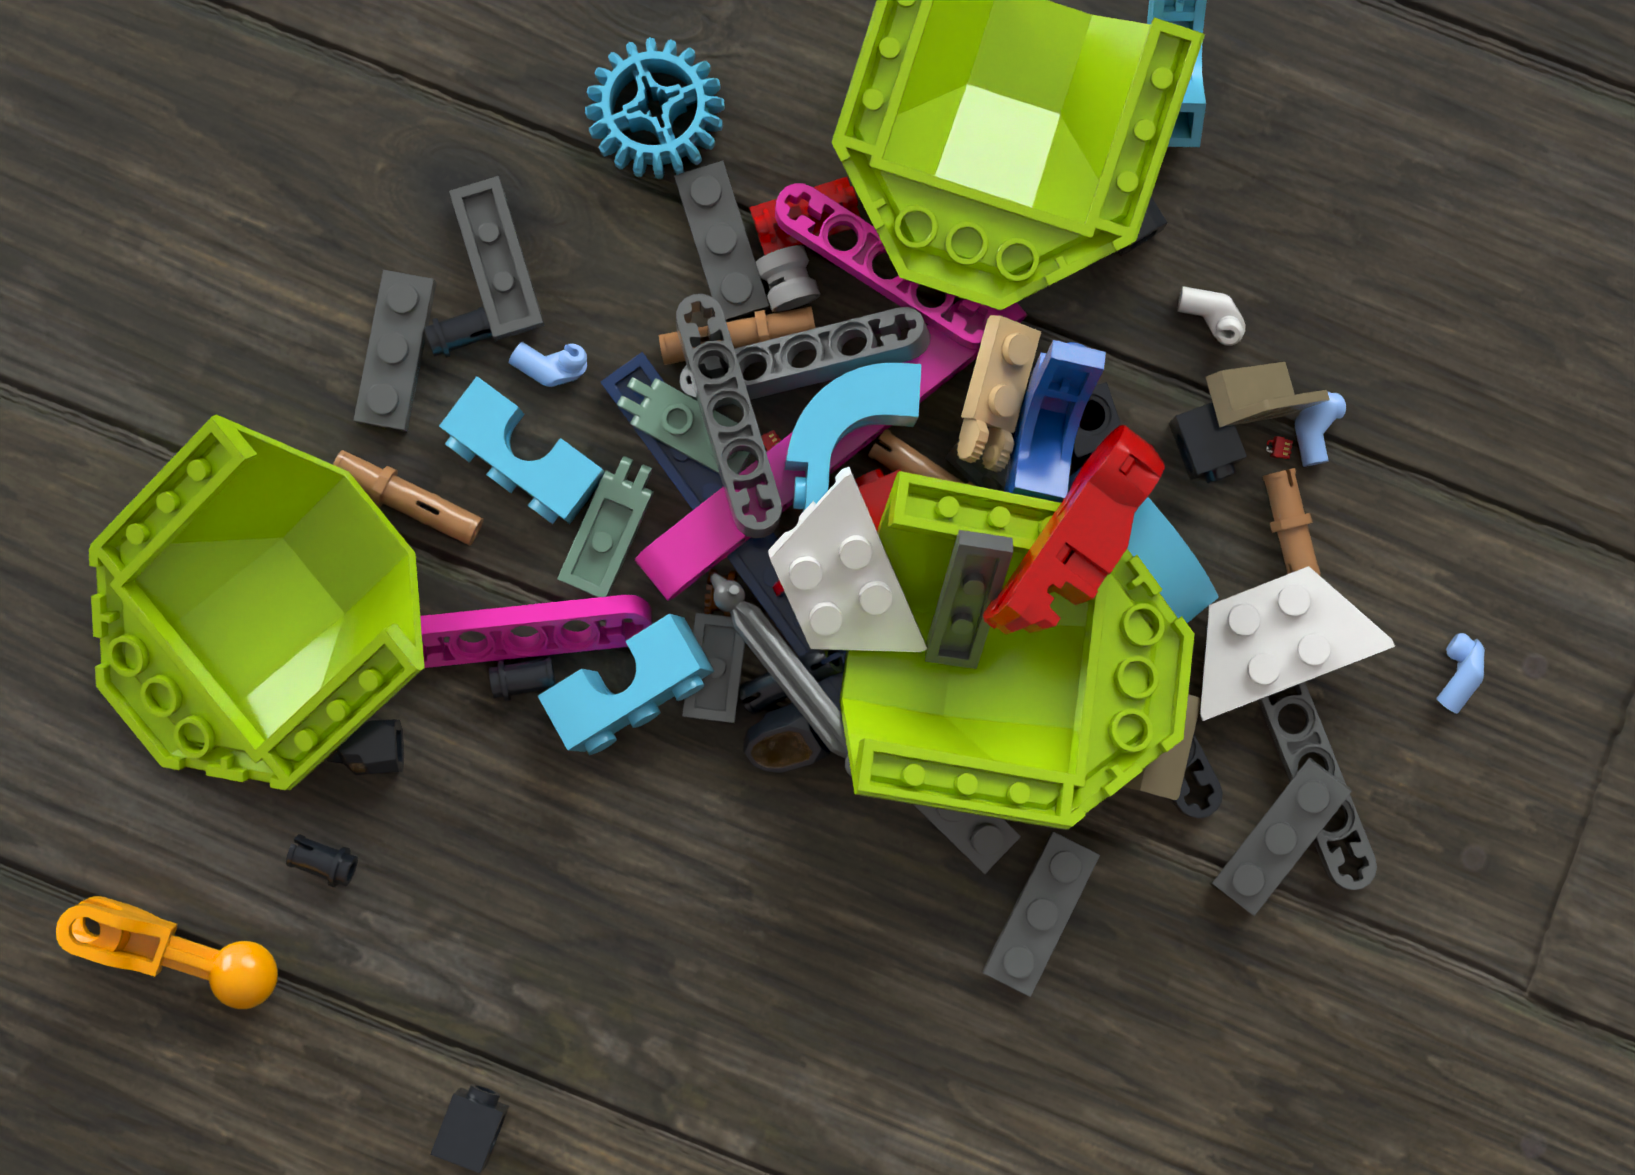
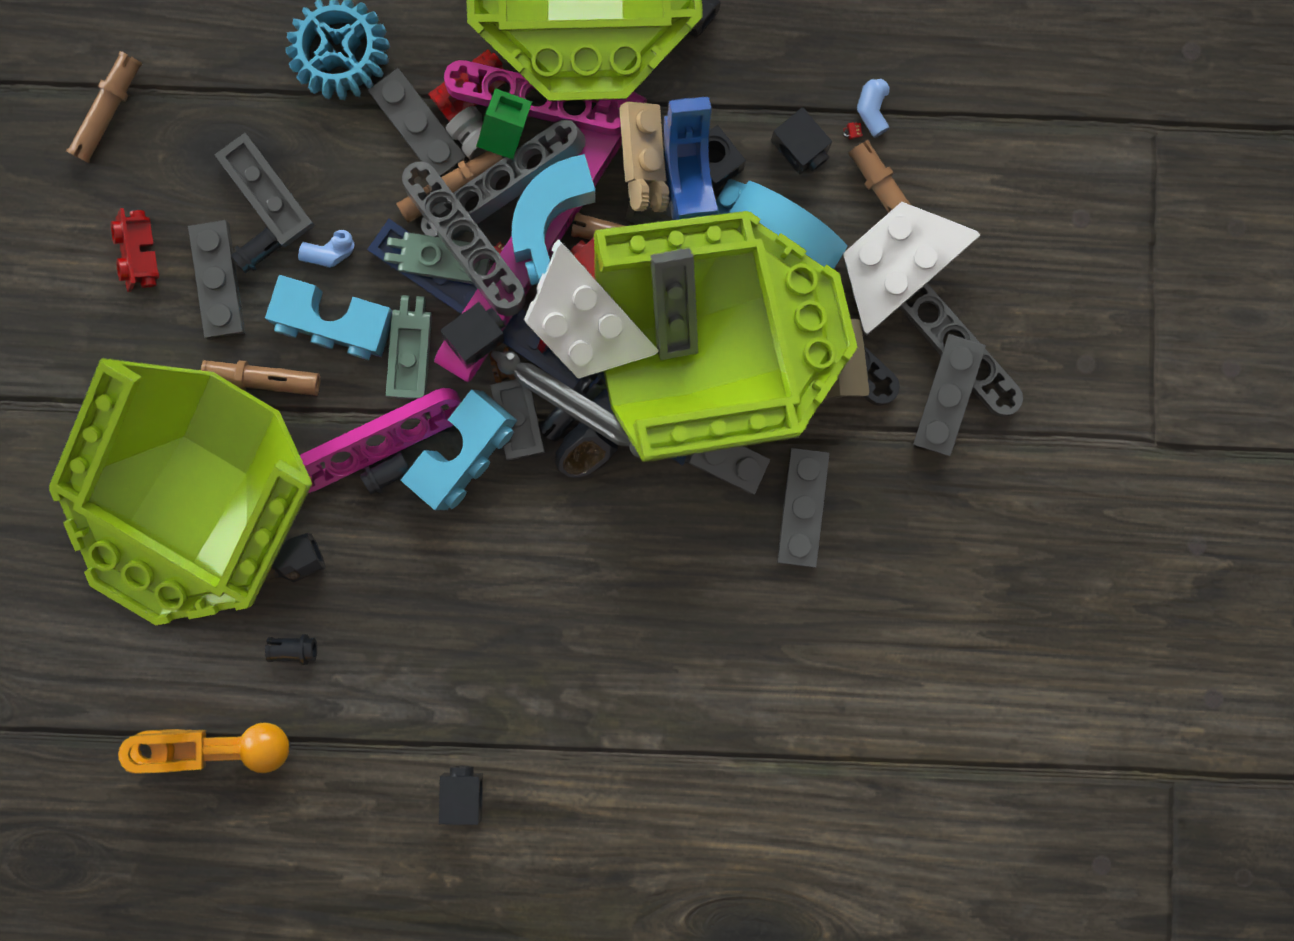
camera: 20 degrees left, 0 degrees up
(305, 255) = (131, 234): none -> red hinge
(331, 78) = (104, 106): none -> medium nougat pin
(698, 546) = (474, 334): none -> black brick
(832, 287) = (503, 123): none -> green brick
(1082, 536) = (737, 232): red piece -> none
(1217, 310) = (777, 52): white arm -> none
(1257, 394) = (825, 97): dark tan panel -> none
(1468, 674) = (1037, 236): light blue arm -> none

